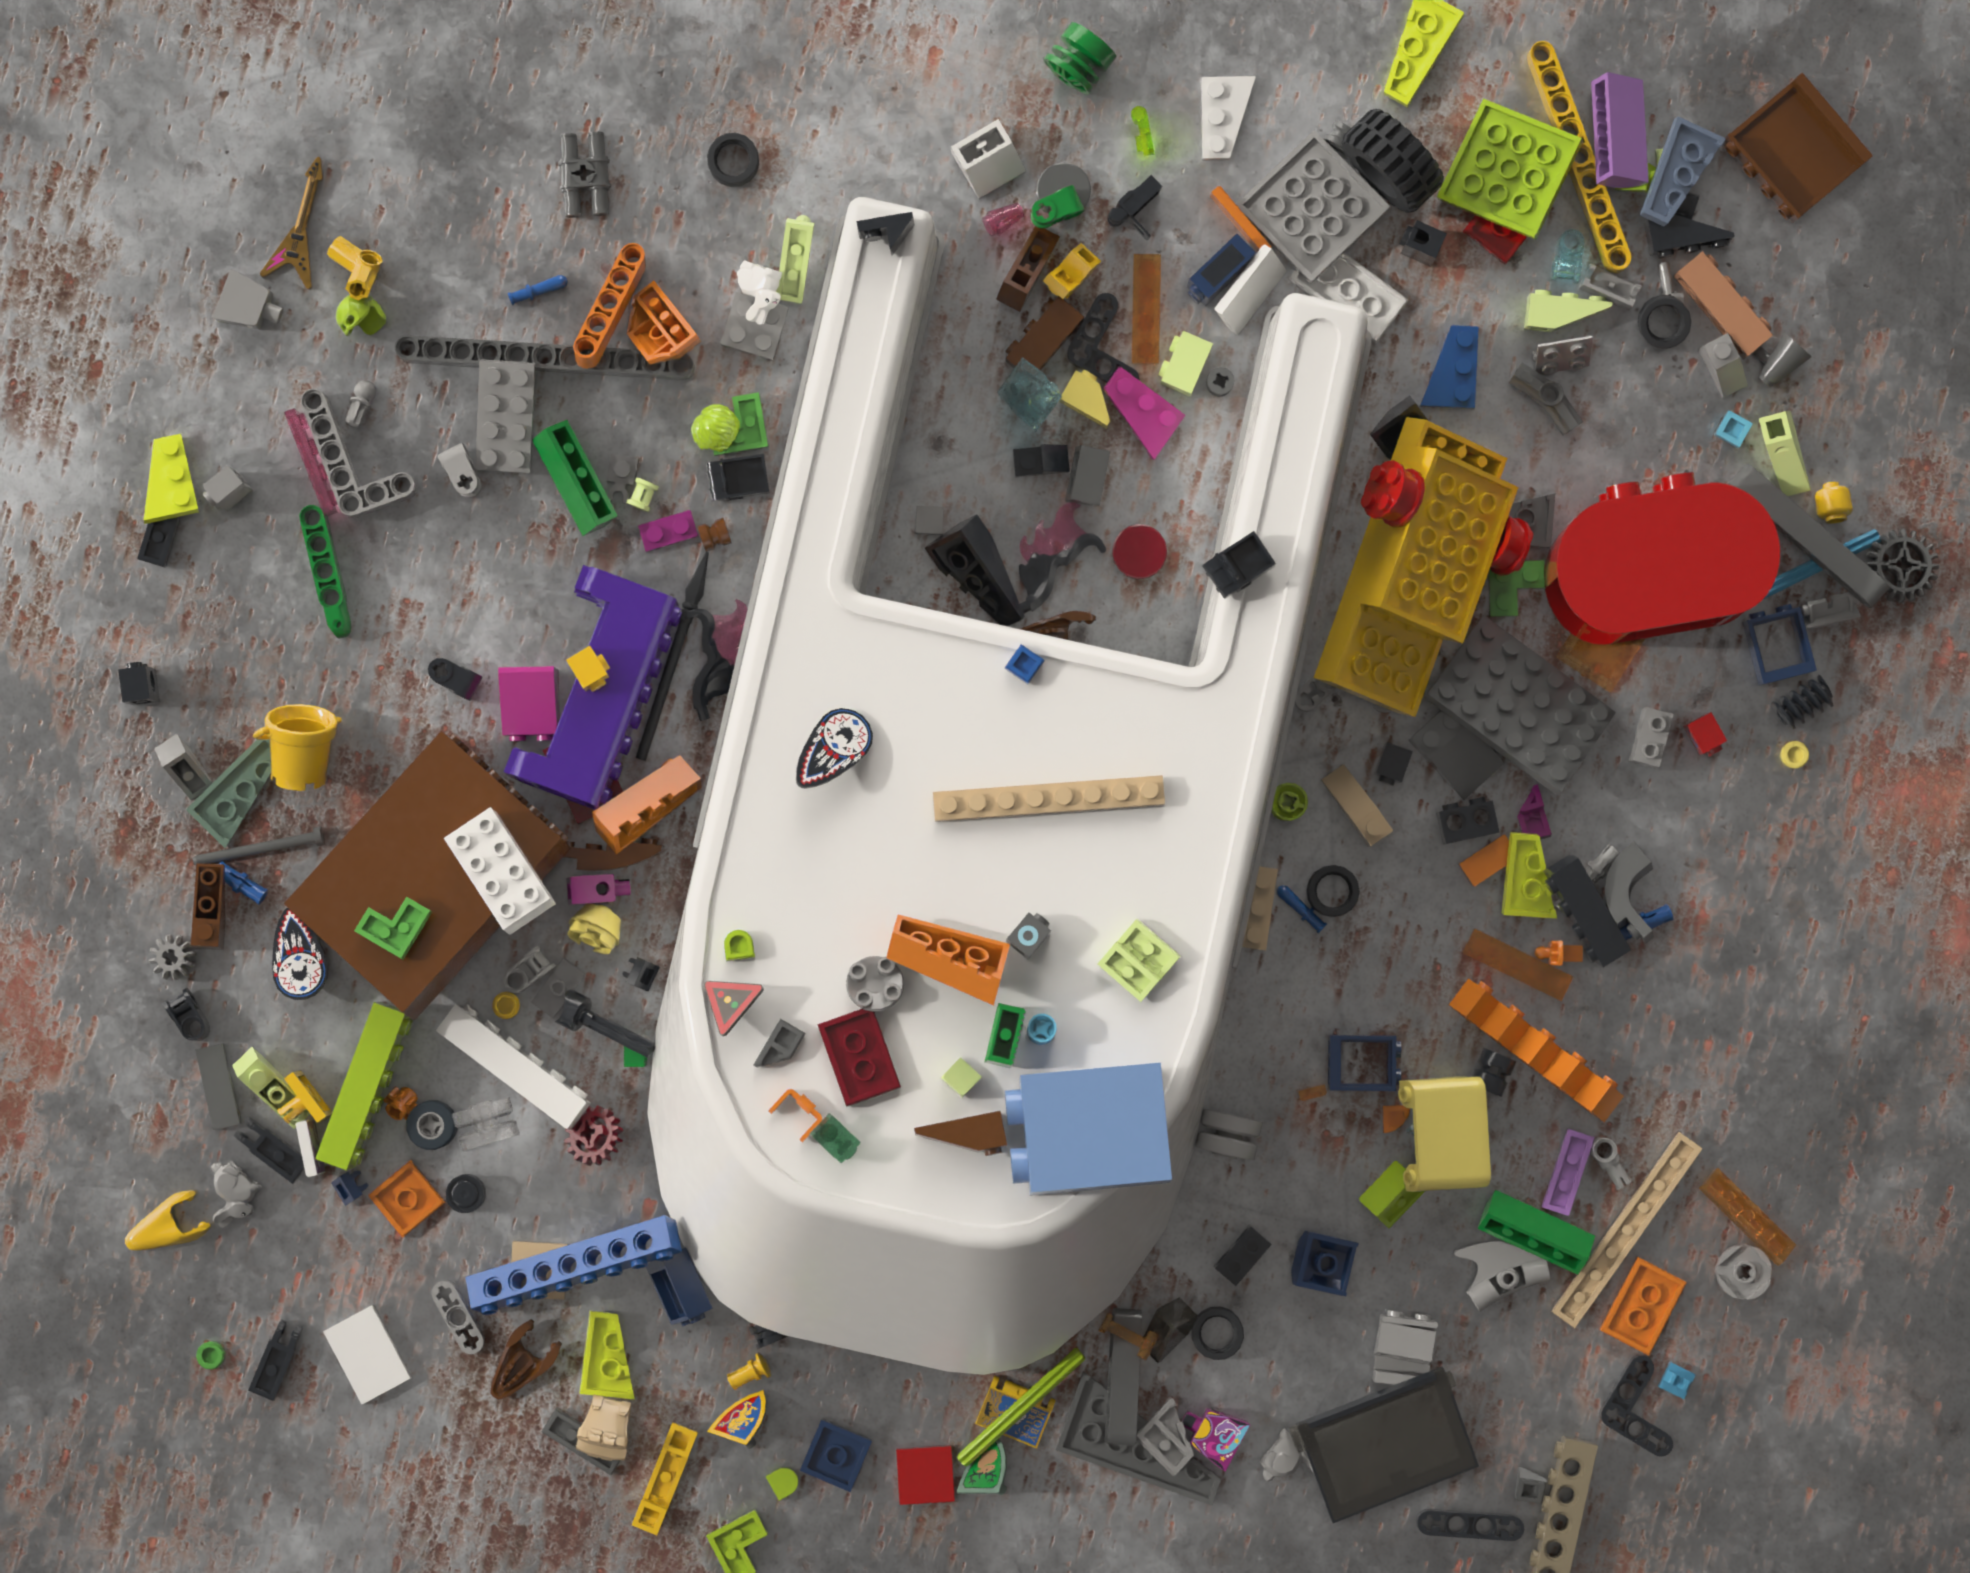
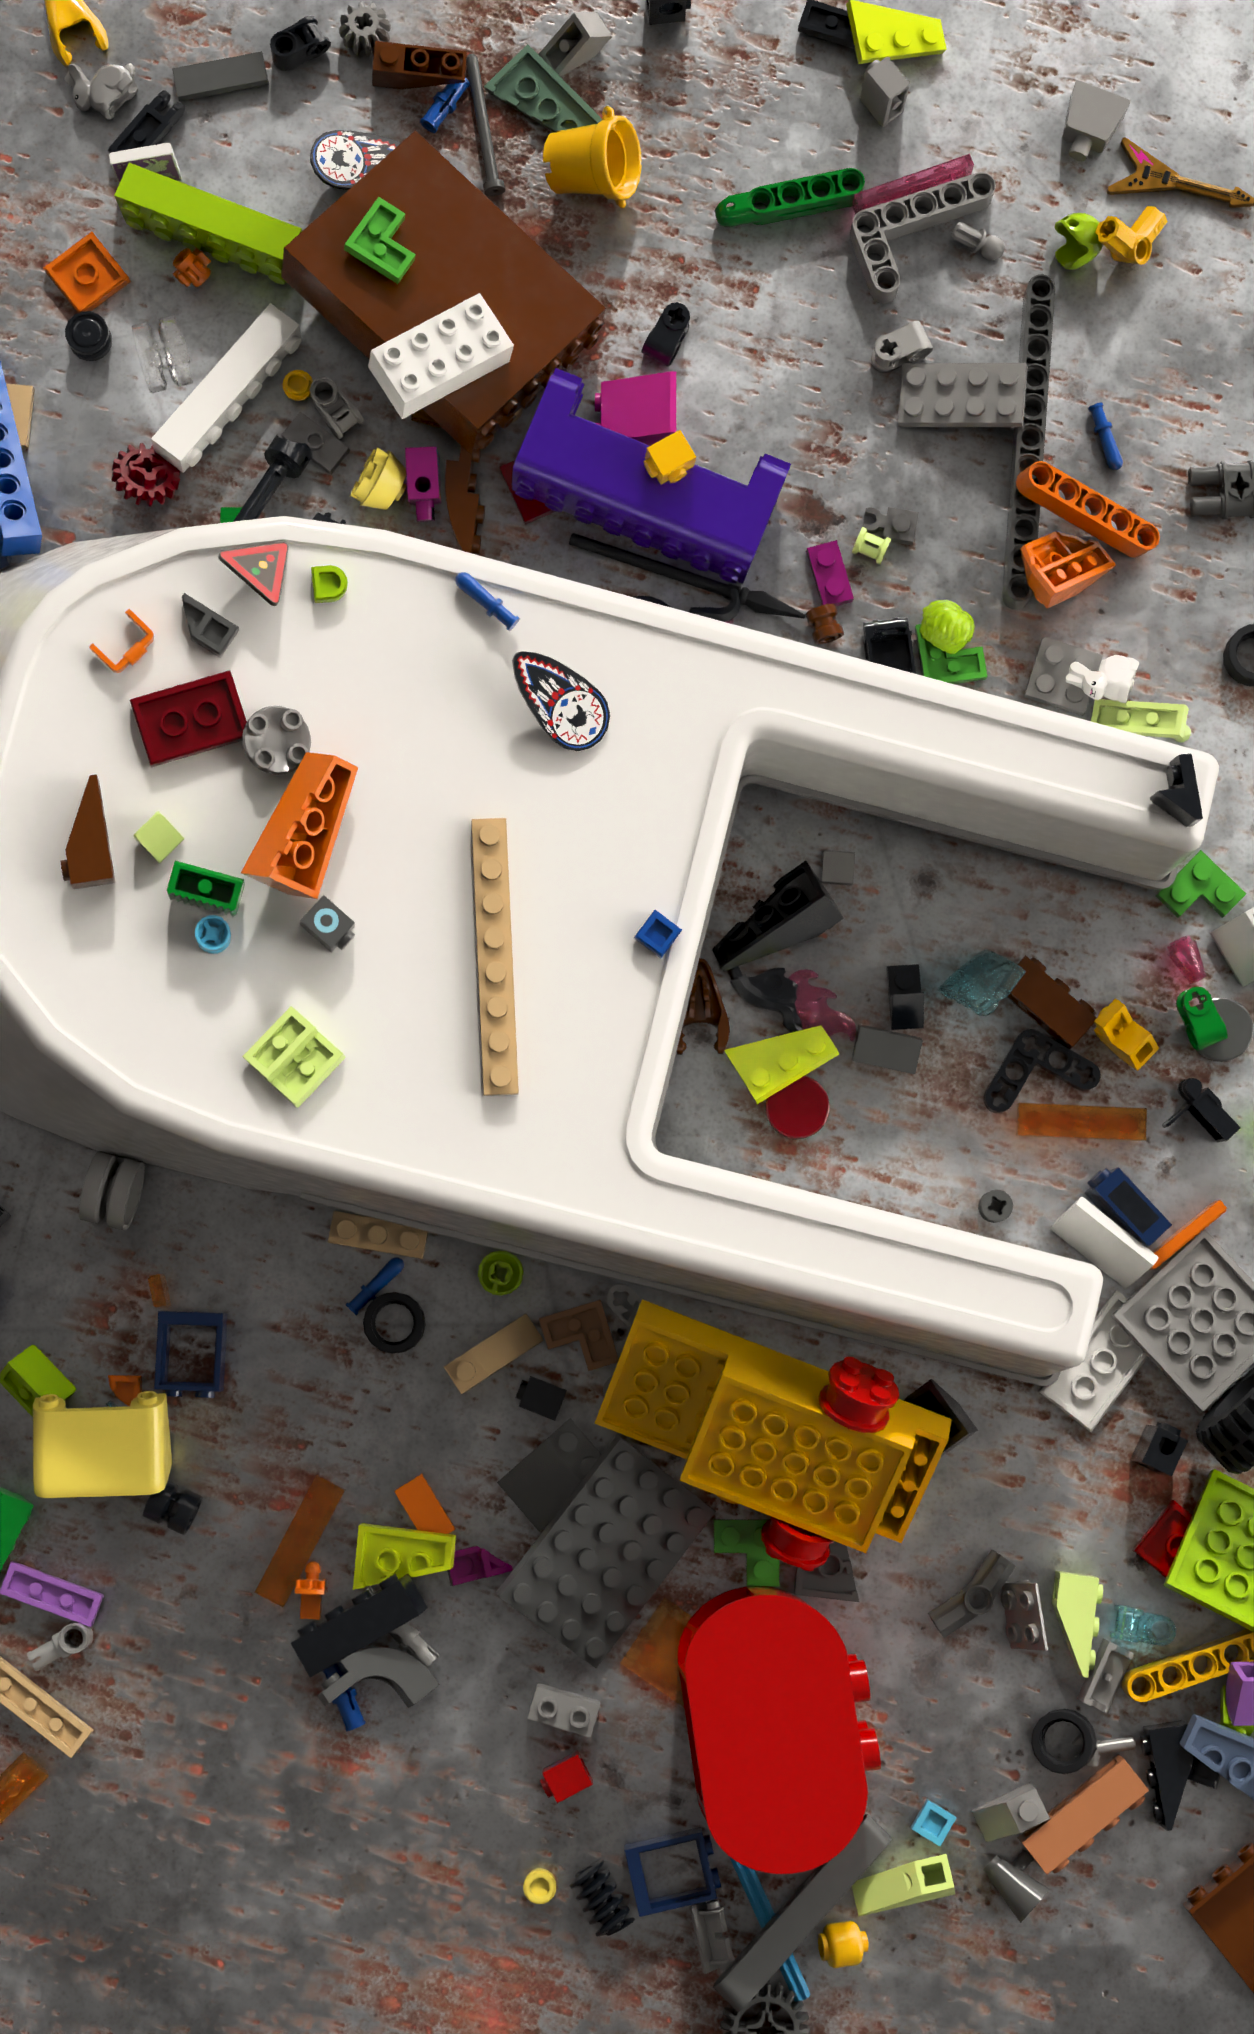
camera: 90 degrees right, 5 degrees down
(266, 1083) = (216, 130): yellowish green slope -> none
(306, 1098) = (201, 162): yellow tile -> none
(347, 1188) = (100, 209): dark blue tile -> none
(429, 1133) = (161, 289): black wheel -> none
(574, 477) = (891, 469): green brick -> none
(645, 803) = (513, 526): orange wedge -> none
(747, 813) = (485, 599): none -> blue piece
(835, 1138) = (90, 683): clear green bracket -> none
(936, 198) = (1204, 880): none -> bright green plate
(1027, 268) = (1129, 985): reddish brown slope -> none
(1086, 397) = (978, 1049): light yellow slope -> none
(1090, 1129) = (83, 985): medium blue brick -> none
(1100, 566) = (781, 1060): none -> neon yellow wing
(1144, 410) = (962, 1116): dark pink wing -> none
(1185, 364) = (1017, 1166): yellowish green brick -> none
(1239, 565) = (772, 1195): black piece -> none
(1330, 729) = (588, 1326): none -> medium nougat plate
(1455, 371) = (1005, 1486): blue wing -> none
(1469, 828) = (462, 1486): black brick -> none
(1536, 1049) = (197, 1561): orange brick -> none

